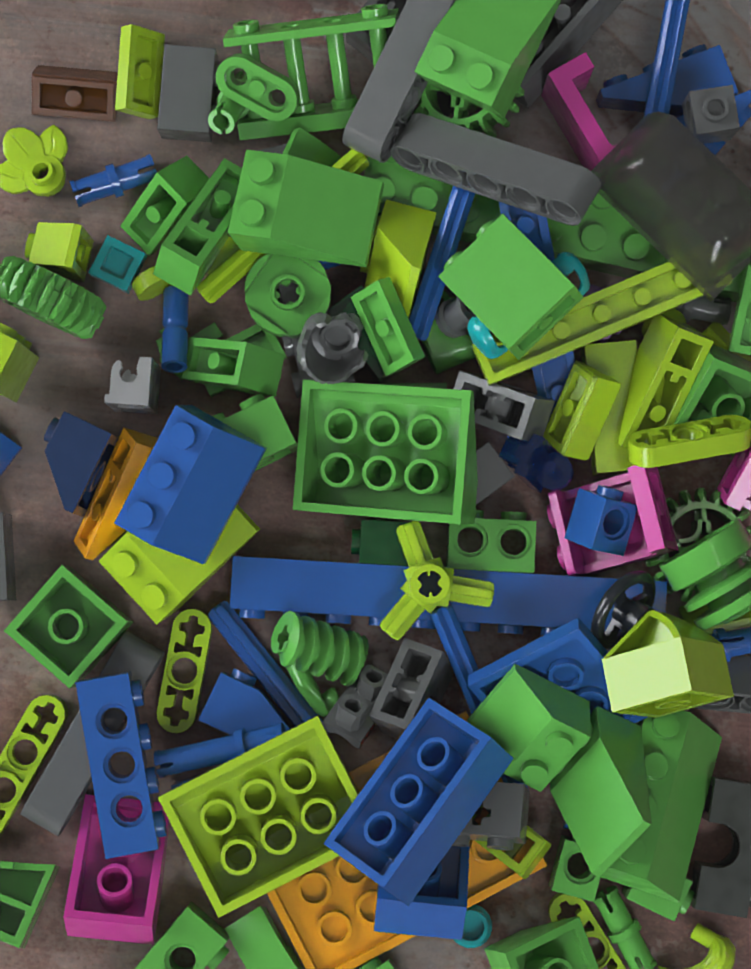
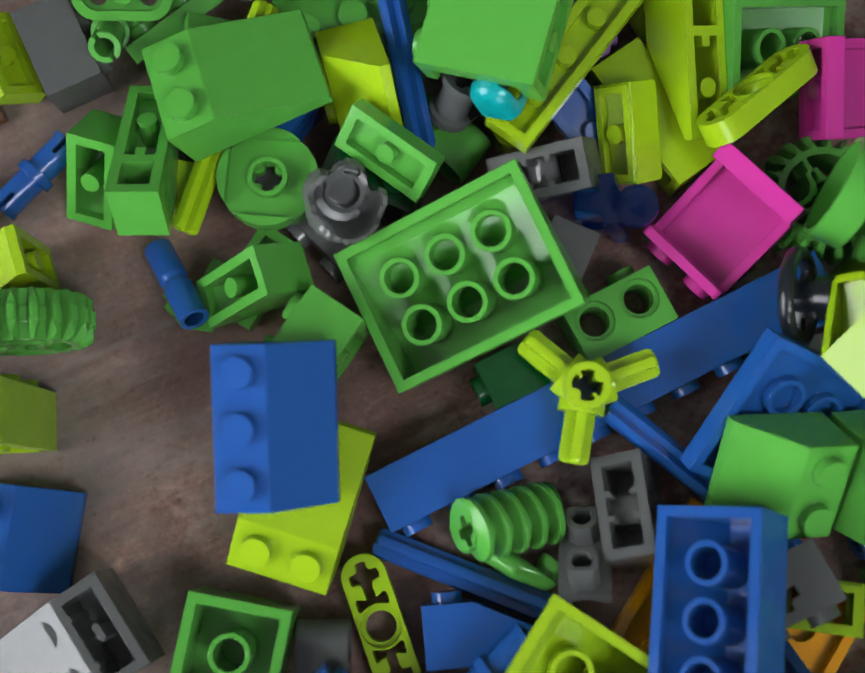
camera: 30 degrees left, 5 degrees down
(77, 459) = (147, 469): dark blue slope -> none
(117, 264) = (83, 254): teal plate -> none
(123, 468) = (208, 530): light orange slope -> none
(135, 392) = (171, 366): light grey hinge -> none
(148, 285) = (127, 253): lime tile -> none
(601, 520) = (716, 223): blue brick -> none

